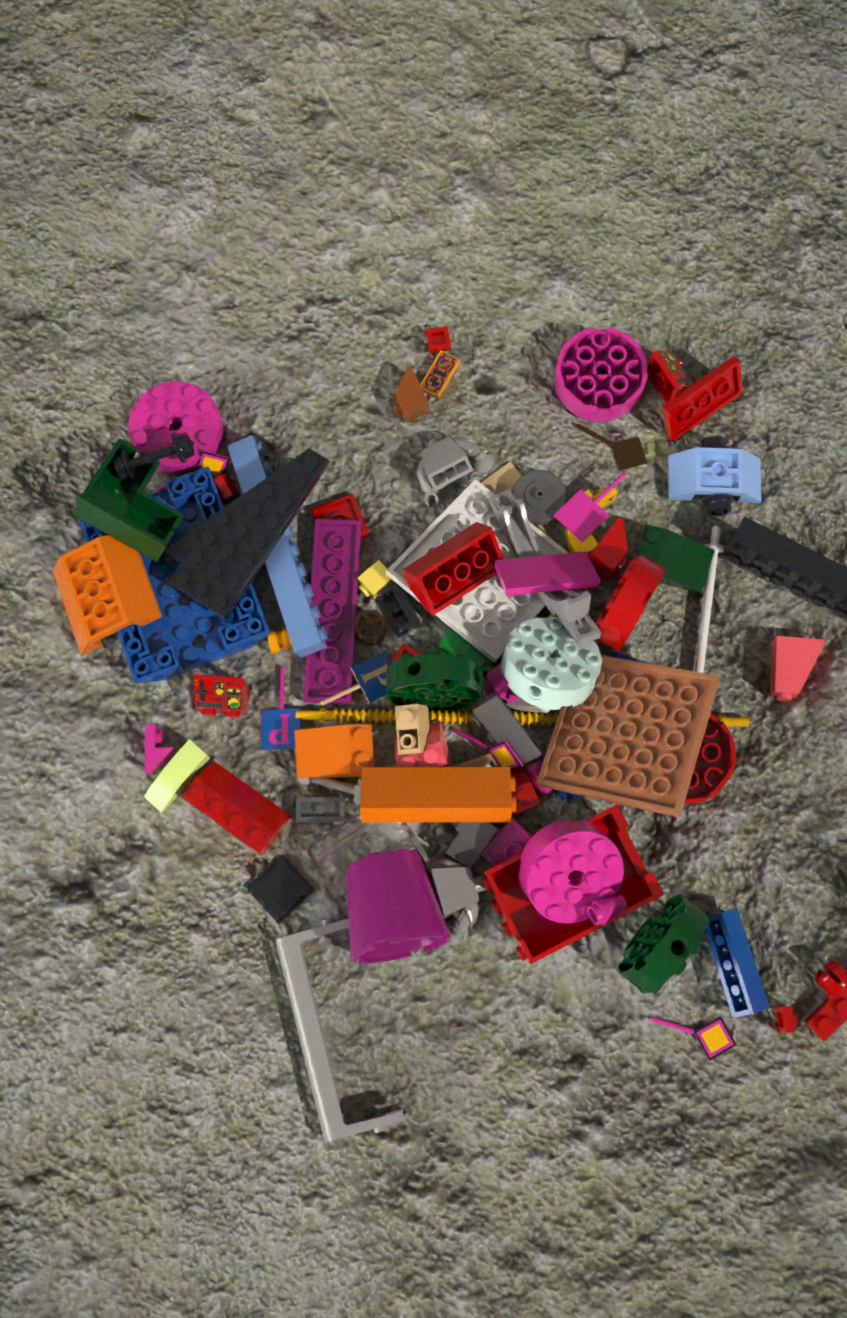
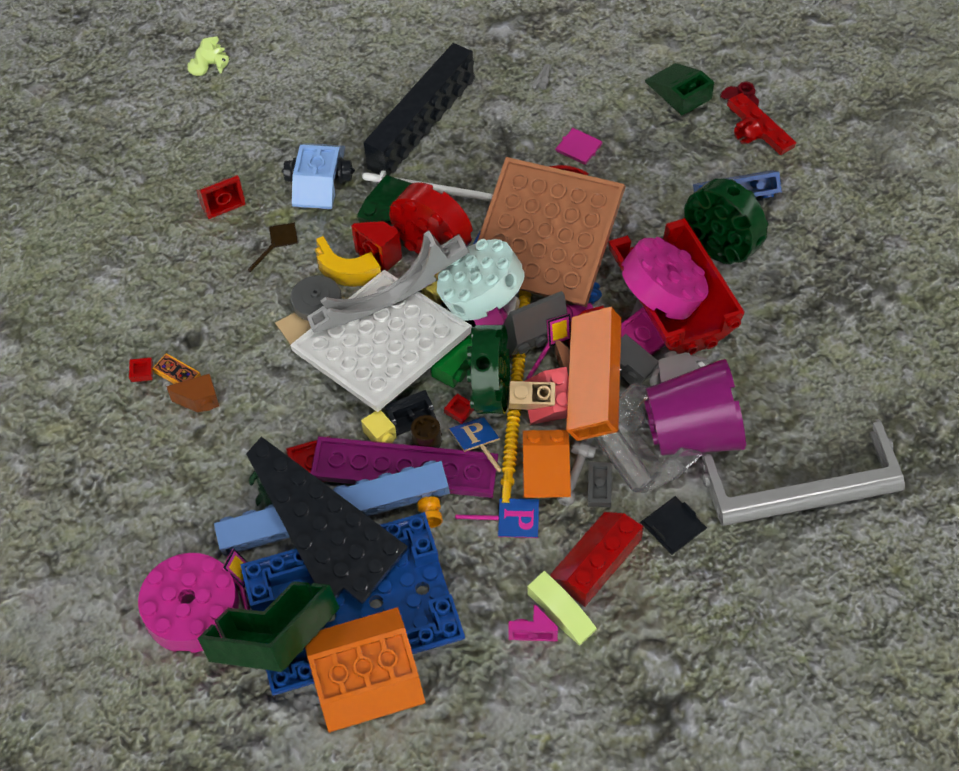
camera: 85 degrees left, 20 degrees down
(126, 466) = (219, 576): black piece -> none
(221, 695) = (483, 562): slope -> none
(226, 486) = (261, 553): red plate -> none
(447, 461) = (271, 364): light grey torso -> none
(454, 567) = (380, 350): red slope -> none
(546, 573) = (396, 281): dark pink tile -> none
(582, 514) = (340, 261): dark pink piece -> none
(606, 395) = (206, 243): dark pink brick -> none
(606, 909) = (698, 255): dark pink cone -> none
(703, 399) = (246, 172): red plate -> none
(712, 1037) = (796, 213): piece -> none
(786, 1019) = (780, 162): red plate -> none
(791, 664) = (491, 136): coral slope -> none
(793, 771) = (579, 146): none -> dark pink piece

